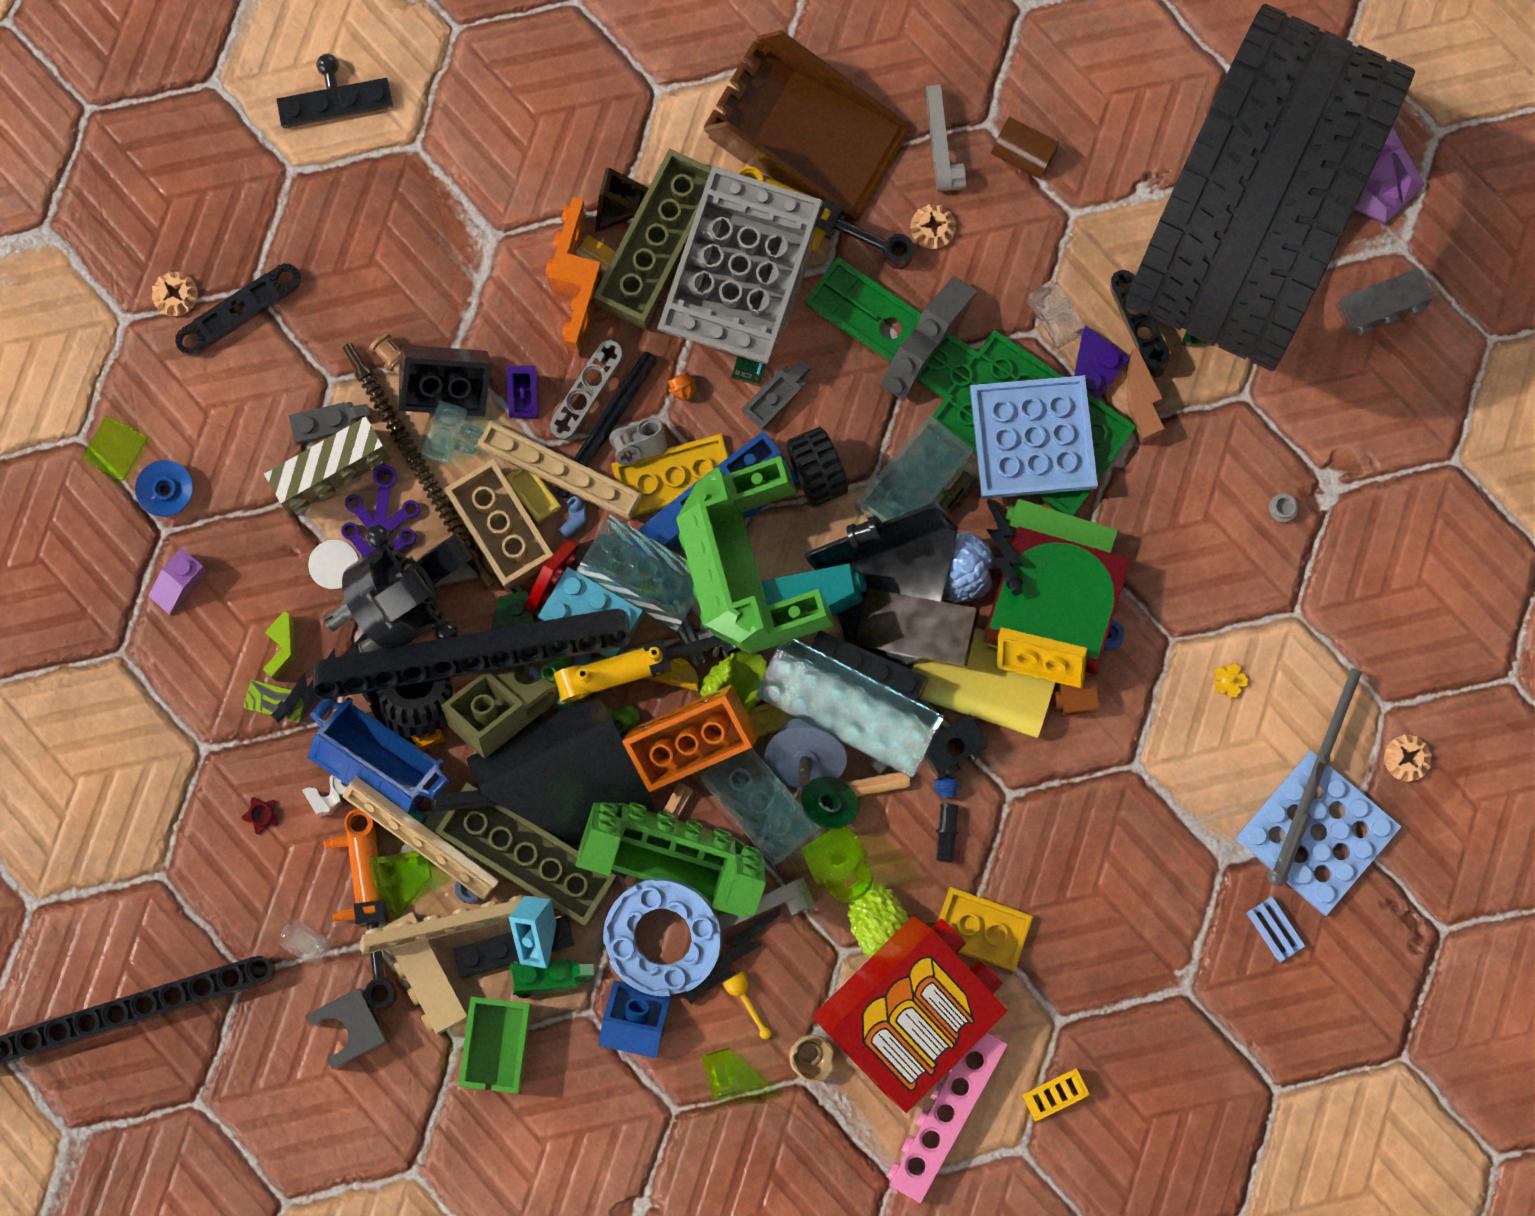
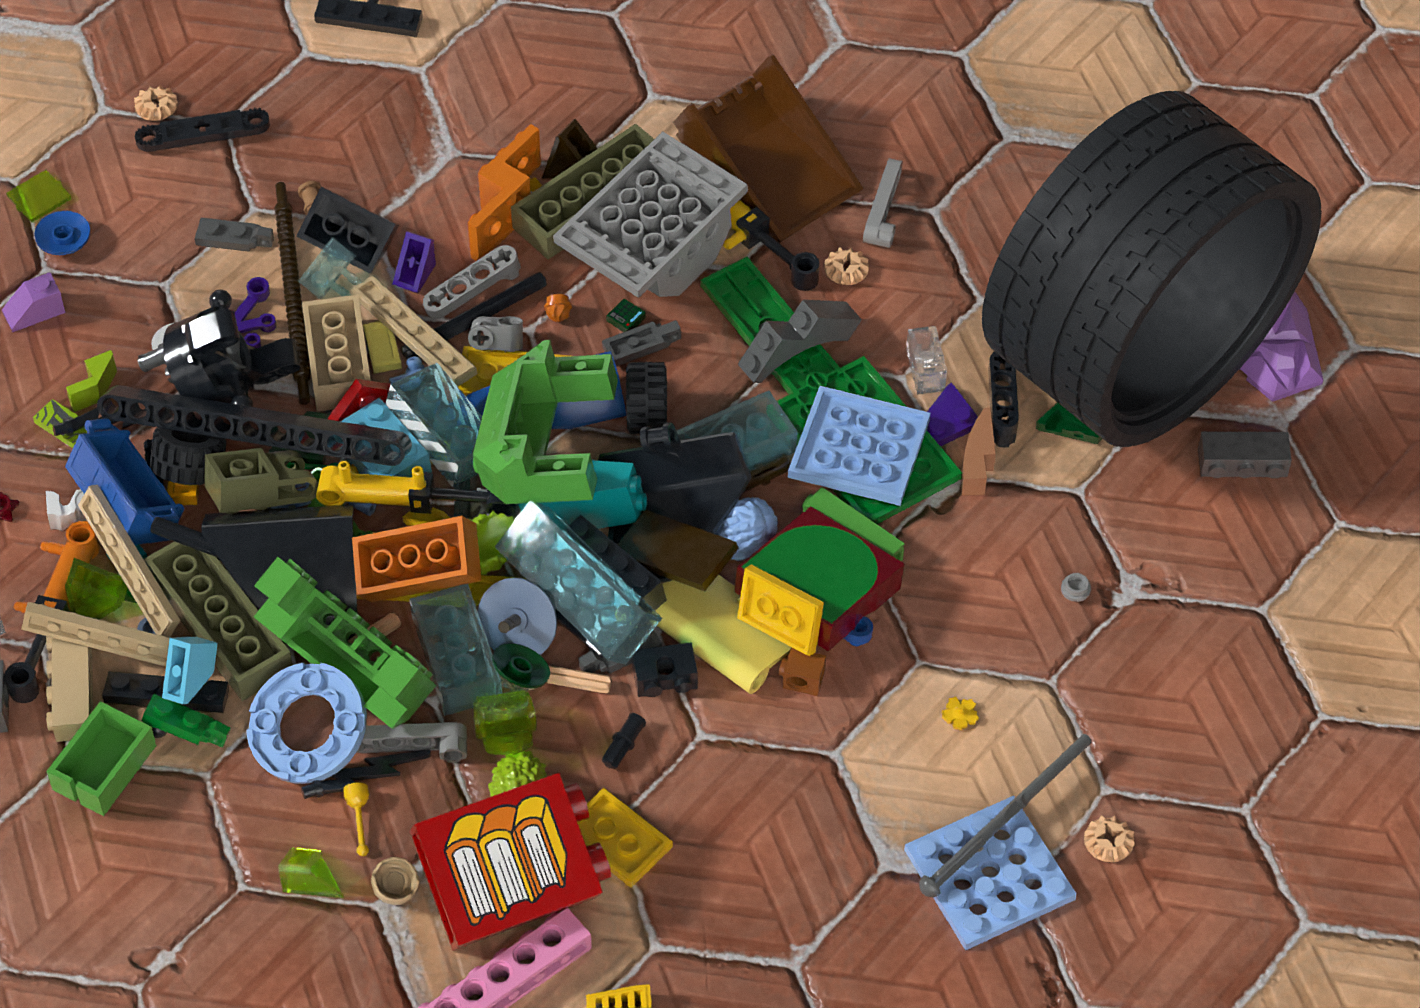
camera: 20 degrees right, 25 degrees down
(327, 466) = (210, 257): olive brick -> none
(634, 1021) = (242, 789): blue slope -> none
(946, 786) = (642, 702): blue plate -> none
(1013, 580) = (783, 533): black piece -> none
(1025, 148) = (958, 233): reddish brown brick -> none
(1284, 922) = (904, 918): light blue tile -> none

